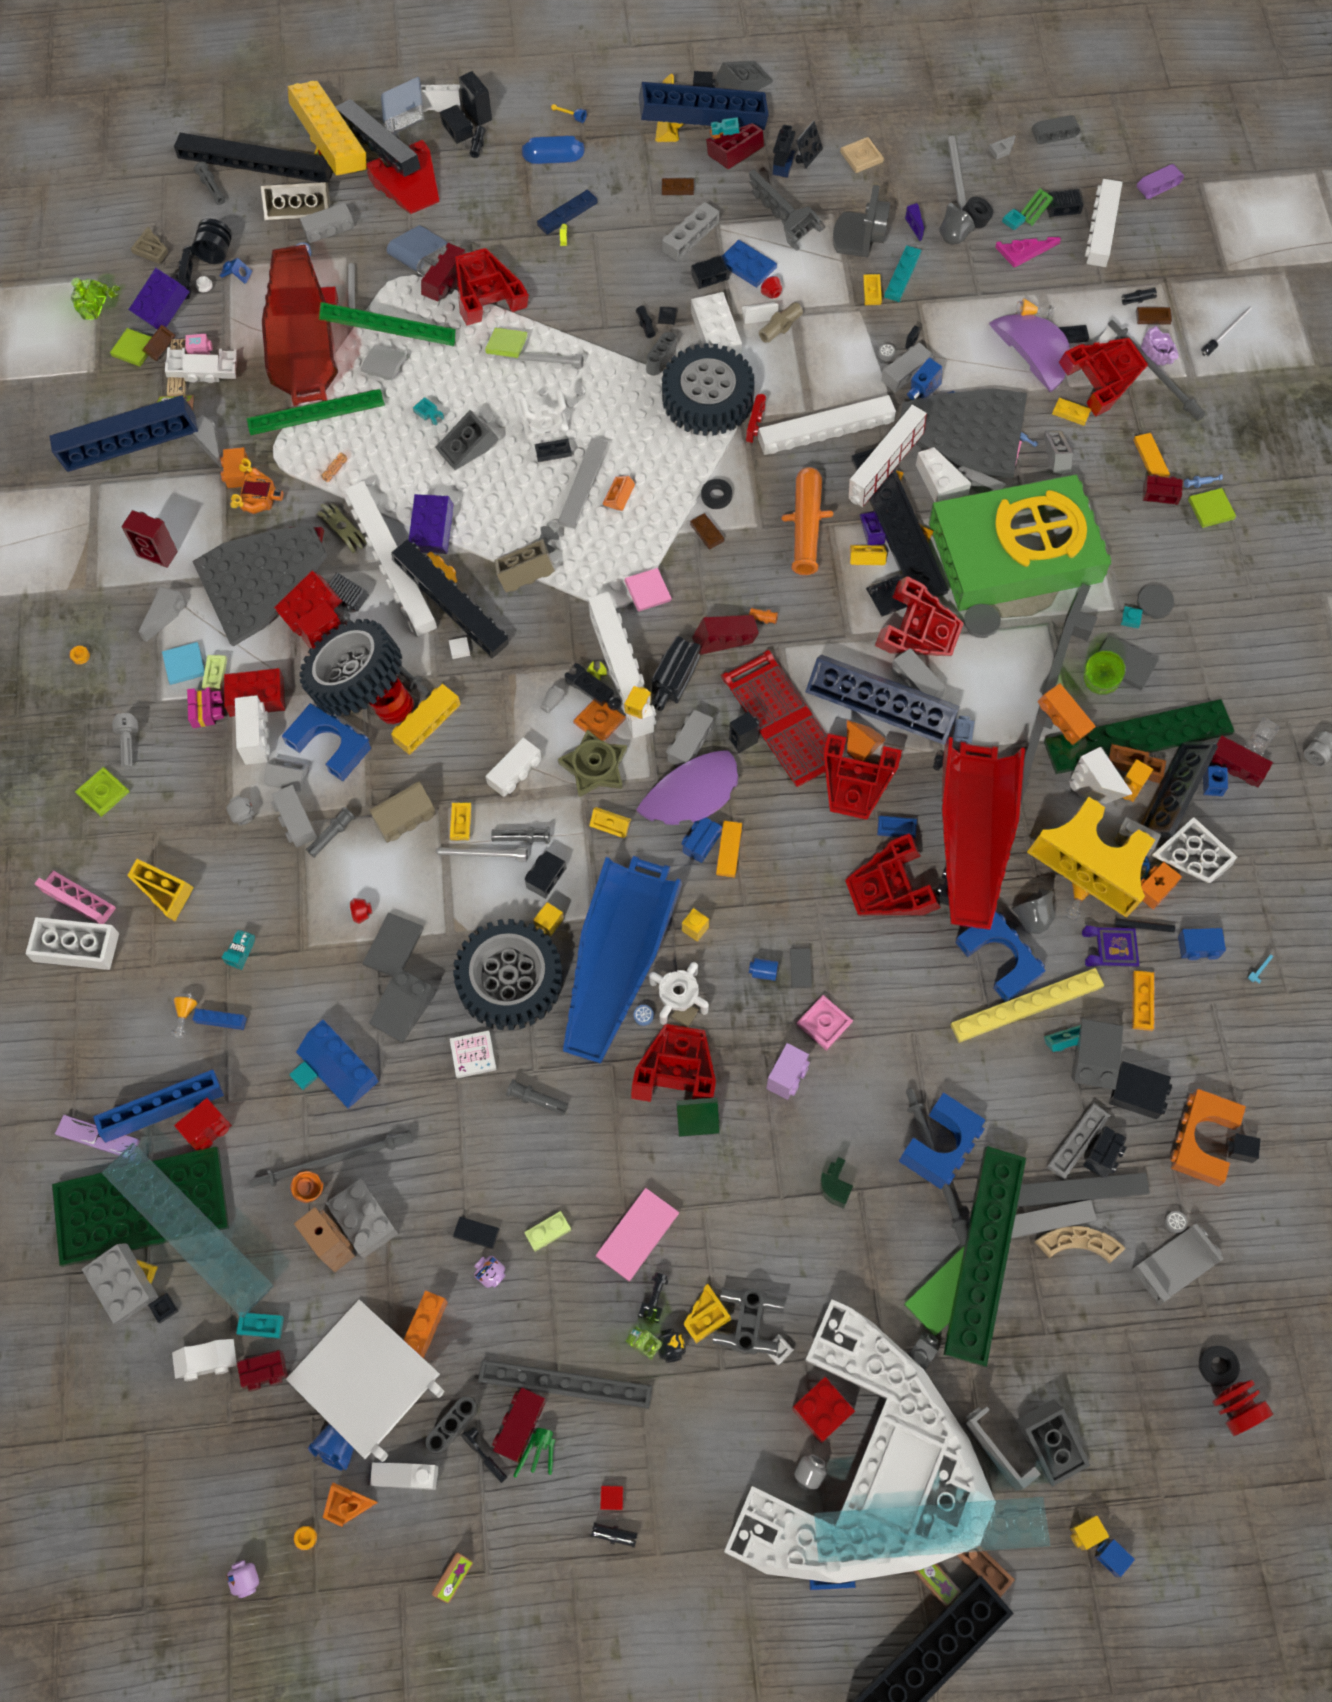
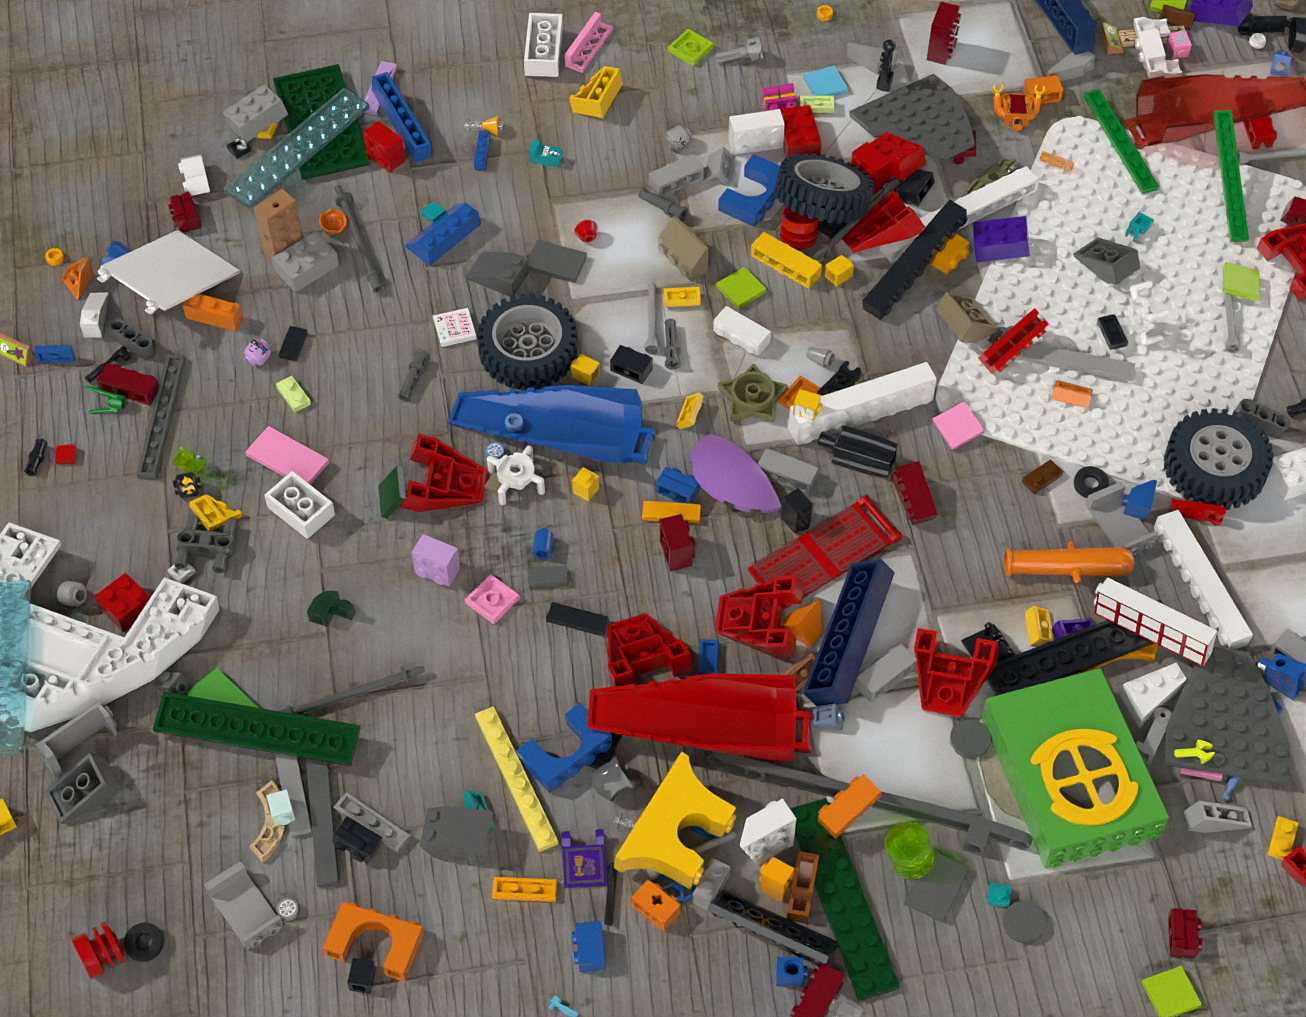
camera: 85 degrees right, 10 degrees down
(187, 595) = (886, 76): none -> black plate
(242, 1579) = (26, 219): lavender head -> none
(260, 1325) = (220, 208): teal plate -> none
(383, 362) = (1190, 183): light grey slope -> none
(409, 624) = (884, 224): none -> red wedge
(445, 671) = (839, 270): none -> yellow brick
(453, 765) = (741, 287): none -> lime tile
(459, 648) = (868, 280): white tile -> none
(463, 1522) = (54, 353): none -> blue plate
(562, 527) = (1013, 341): none -> red brick
(609, 993) = (514, 422): none -> medium blue tile
(659, 1279) = (222, 470): black hinge -> none
(707, 1216) = (299, 504): none -> white brick
(742, 456) = (1140, 500): none -> blue slope
(762, 477) = (1119, 528): none -> light grey panel
(765, 616) = (942, 532): orange pin -> none
(775, 841) = (676, 542): none -> dark red brick
(850, 942) = (577, 619): none -> black tile
(912, 749) = (802, 670): none -> nougat slope
(936, 1166) = (380, 716): blue arch -> none
(1009, 449) = (1190, 752): none -> neon yellow bar
(1076, 1226) = (280, 808): none -> light aqua brick
(1141, 1090) = (423, 878): black brick -> none
(1151, 455) = (1233, 926): light orange tile -> none
(1196, 852) = (694, 941): white wedge -> none
(1197, 481) = (1206, 977): medium blue piece -> none

